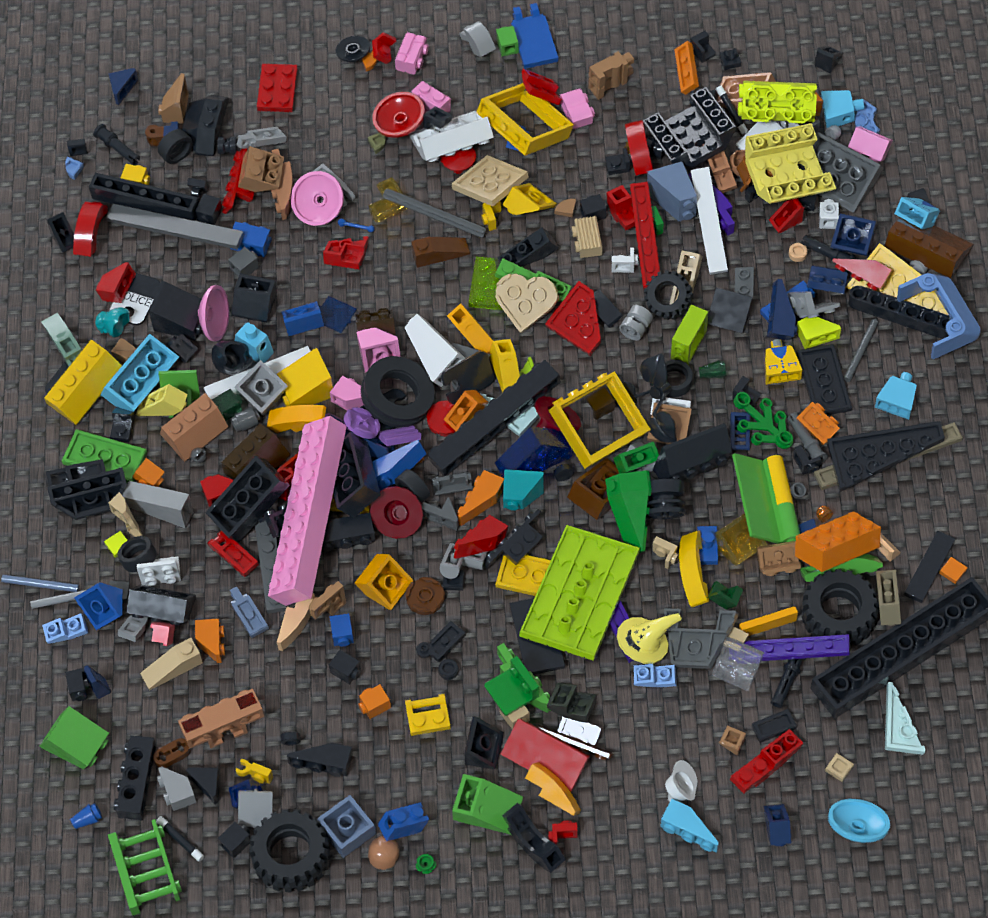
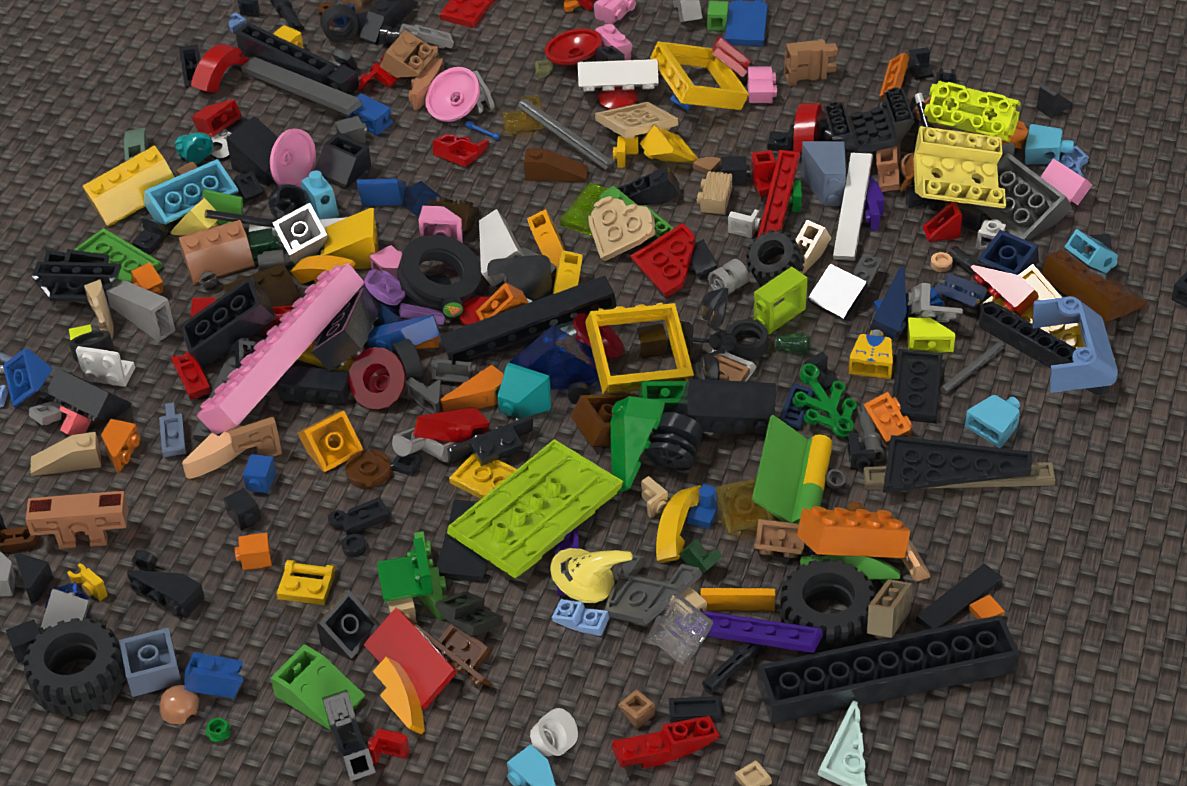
camera: 20 degrees right, 15 degrees down
(207, 389) = (235, 217): none -> black bar
(423, 422) = (452, 307): none -> tile
(833, 132) = (1031, 163): light grey hinge -> none

